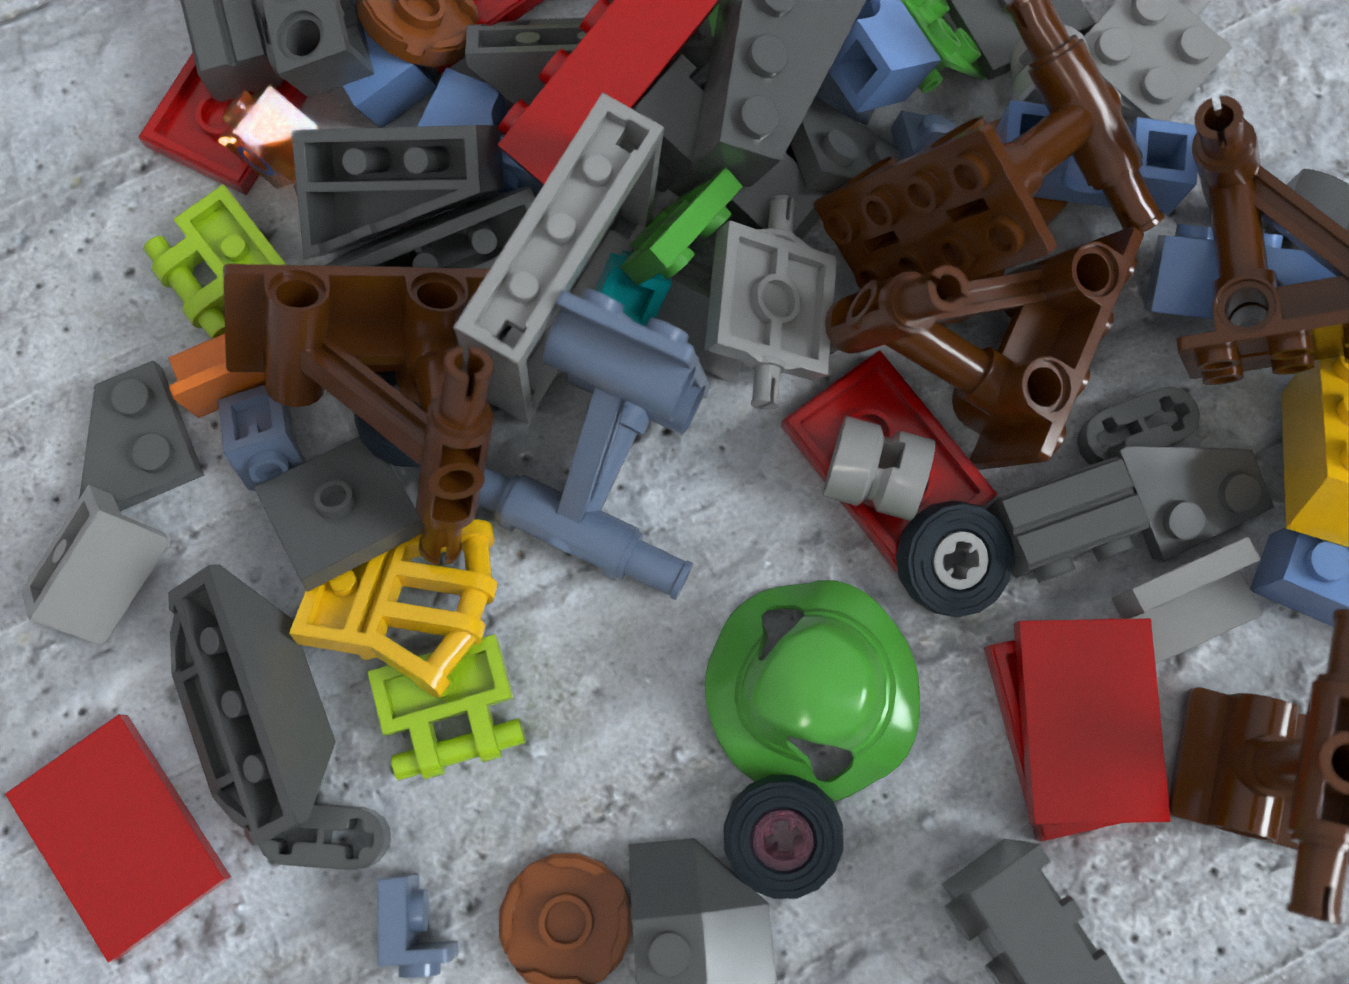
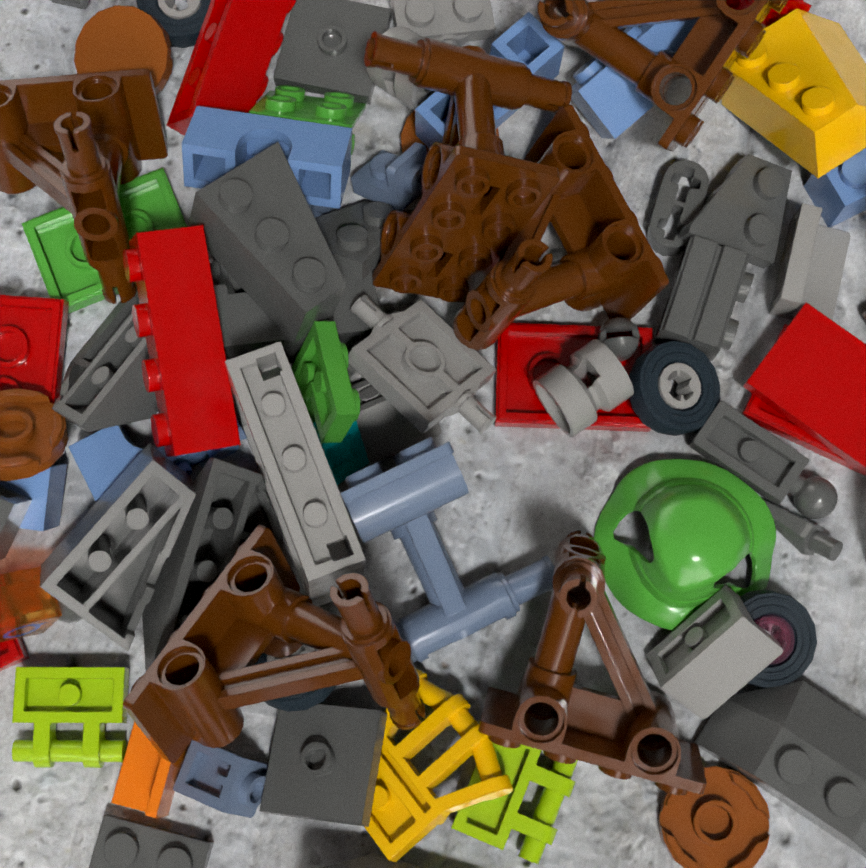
camera: 50 degrees left, 0 degrees up
(541, 697) = (572, 722): none -> reddish brown plate
(722, 793) = (712, 654): none -> light grey panel
(918, 796) = (804, 534): none -> dark grey bar
(950, 476) = (623, 346): none -> dark grey hinge
(955, 701) = (762, 462): none -> dark grey plate

